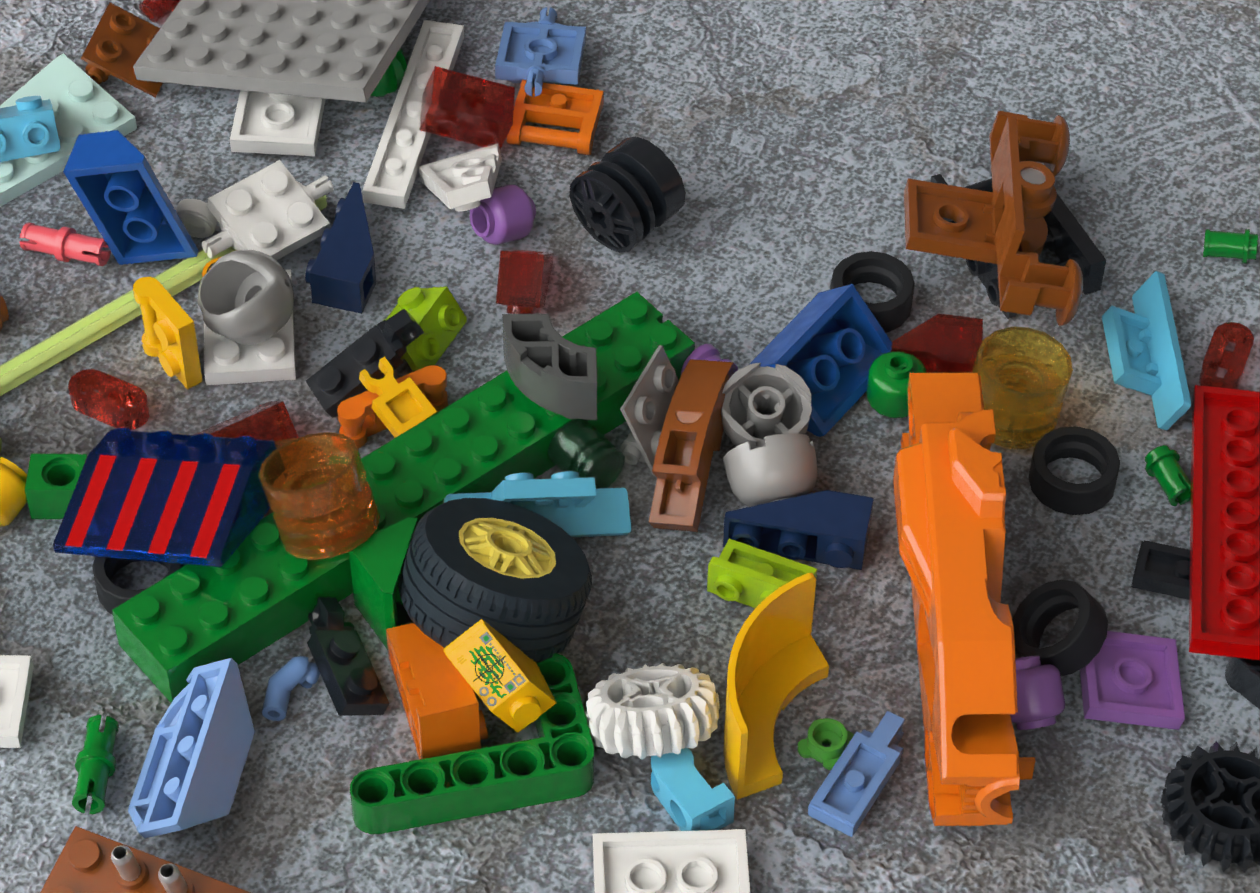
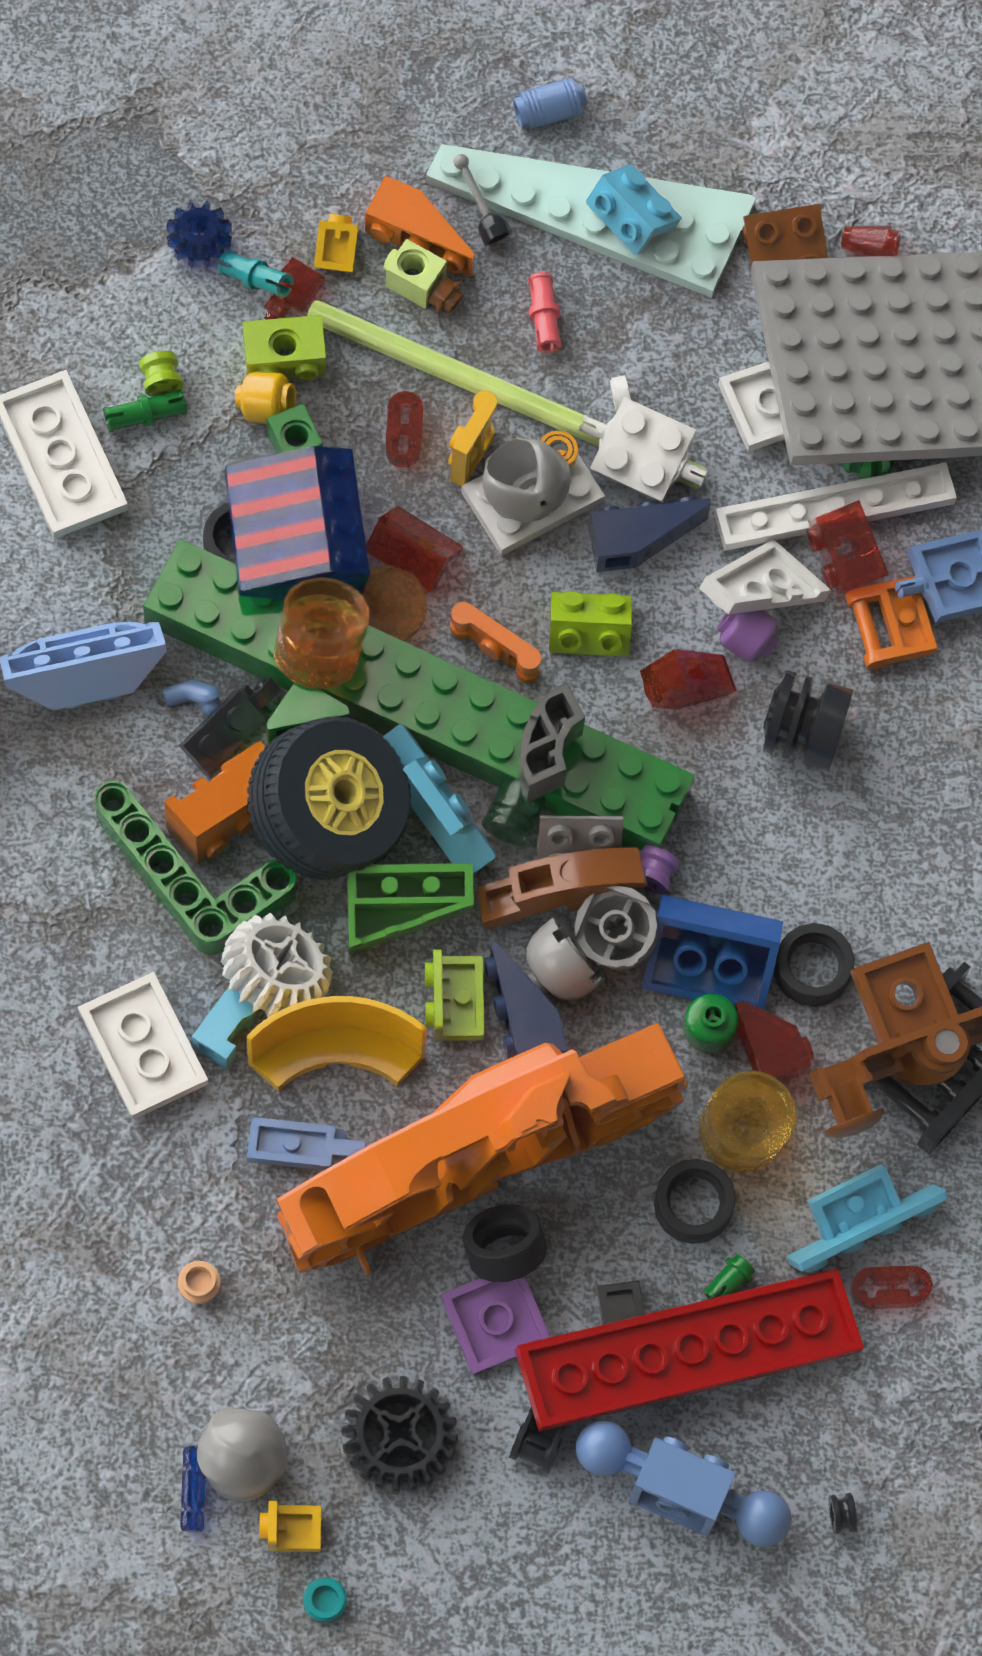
camera: 60 degrees right, 20 degrees up
(95, 764) = (59, 597): green pin -> none
(126, 200) = (582, 336): blue slope -> none
(340, 376) = (521, 599): black hinge -> none
(398, 405) = (479, 649): yellow plate -> none
(501, 675) = (237, 844): yellow slope -> none
(635, 579) = (404, 899): none -> bright green wedge
(825, 731) = (319, 1098): bright green plate -> none
(1038, 693) = (433, 1244): medium lavender head -> none

